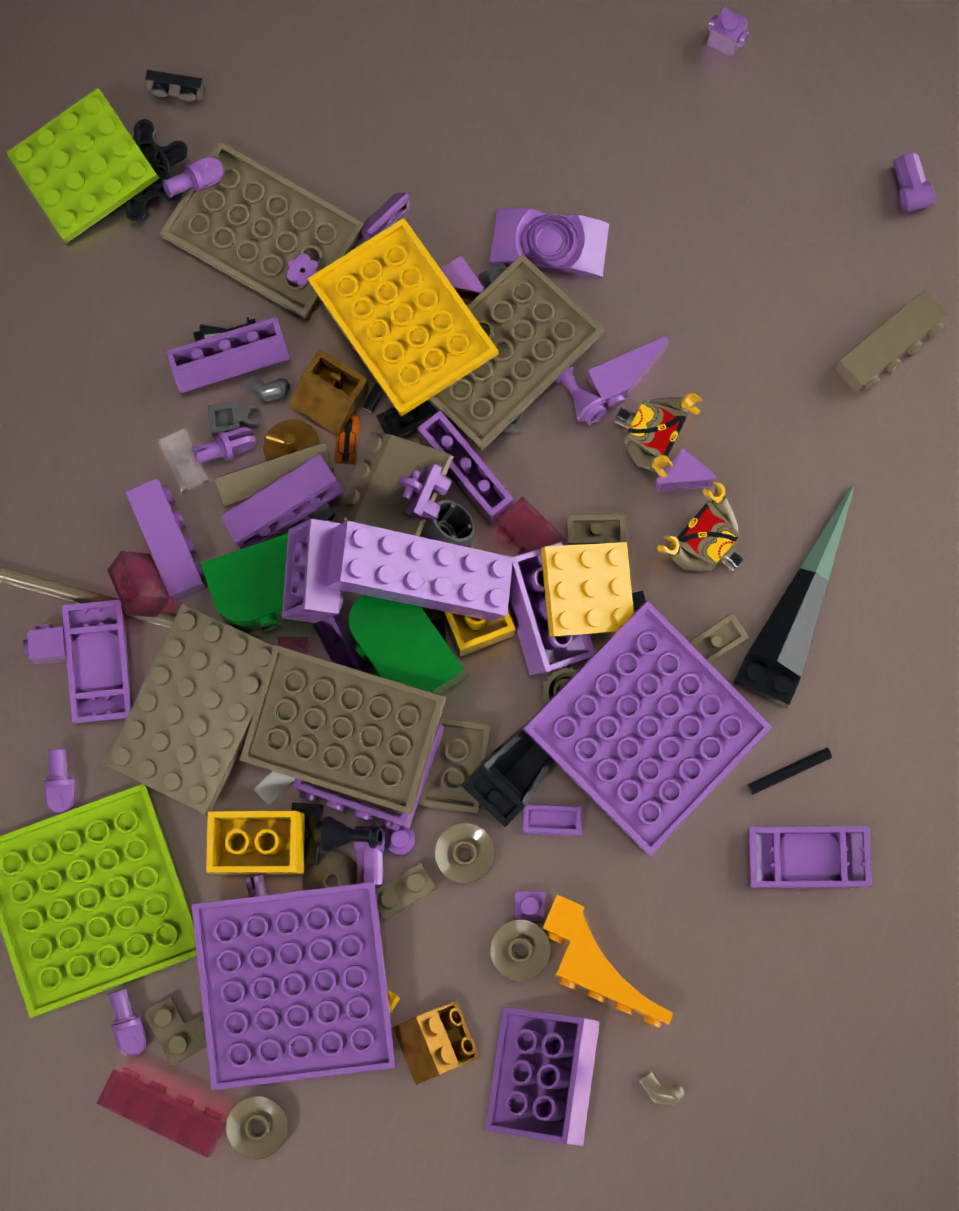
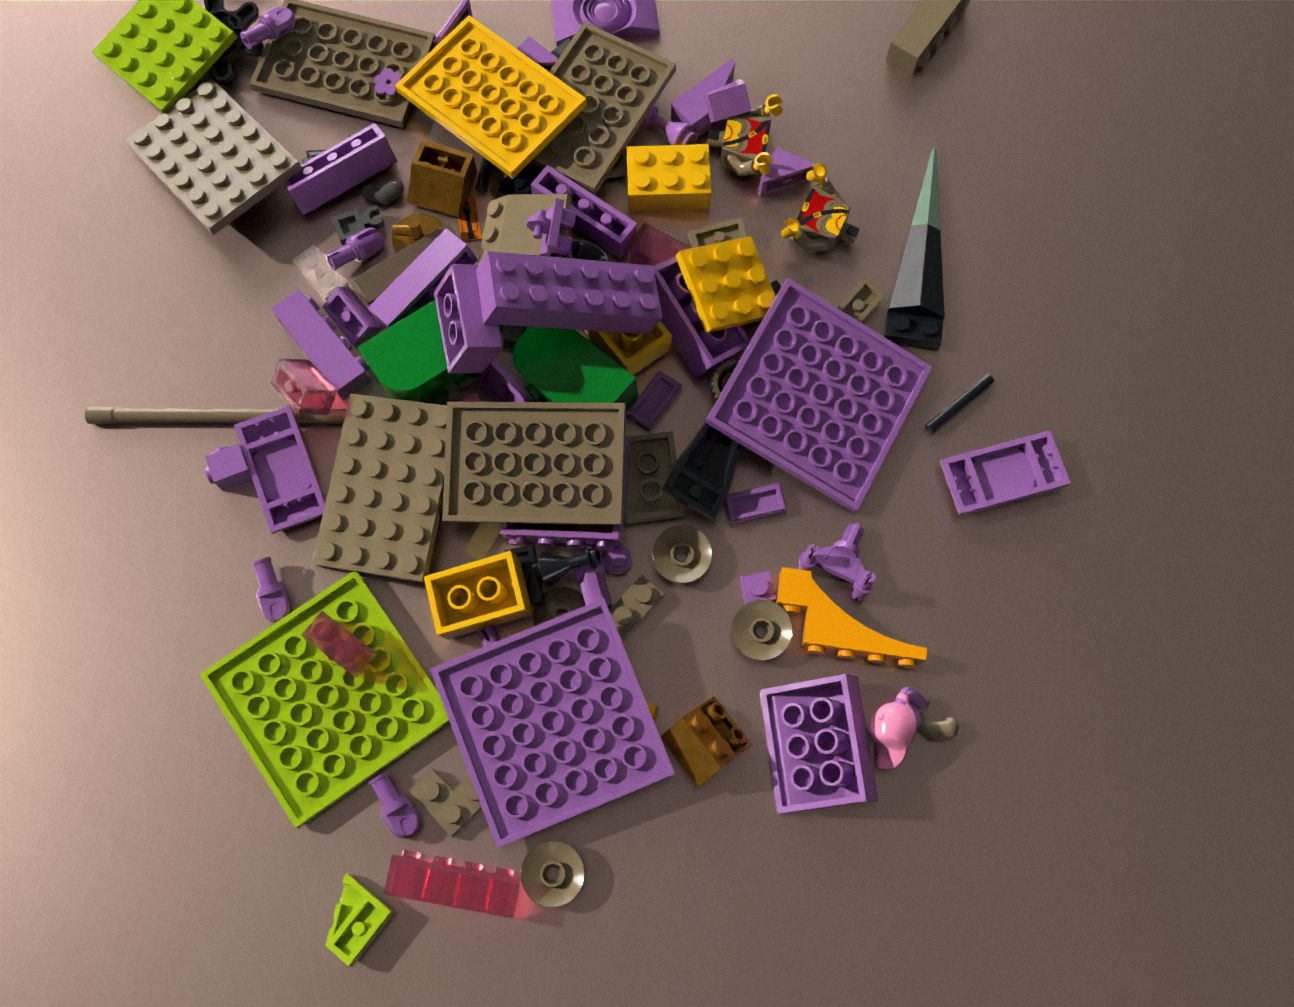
camera: 15 degrees left, 5 degrees down
(65, 1120) = (356, 921): none -> lime wing
(104, 307) = (213, 156): none -> plate
(111, 856) = (339, 644): none -> clear pink brick
(203, 514) = (351, 316): none -> medium lavender slope
(482, 686) = (654, 400): none -> medium lavender tile
(562, 450) = (668, 178): none -> yellow brick
(618, 902) = (842, 561): none -> medium lavender axle
(620, 1080) = (895, 727): none -> bright pink hair
(648, 383) = (727, 101): none -> medium lavender slope

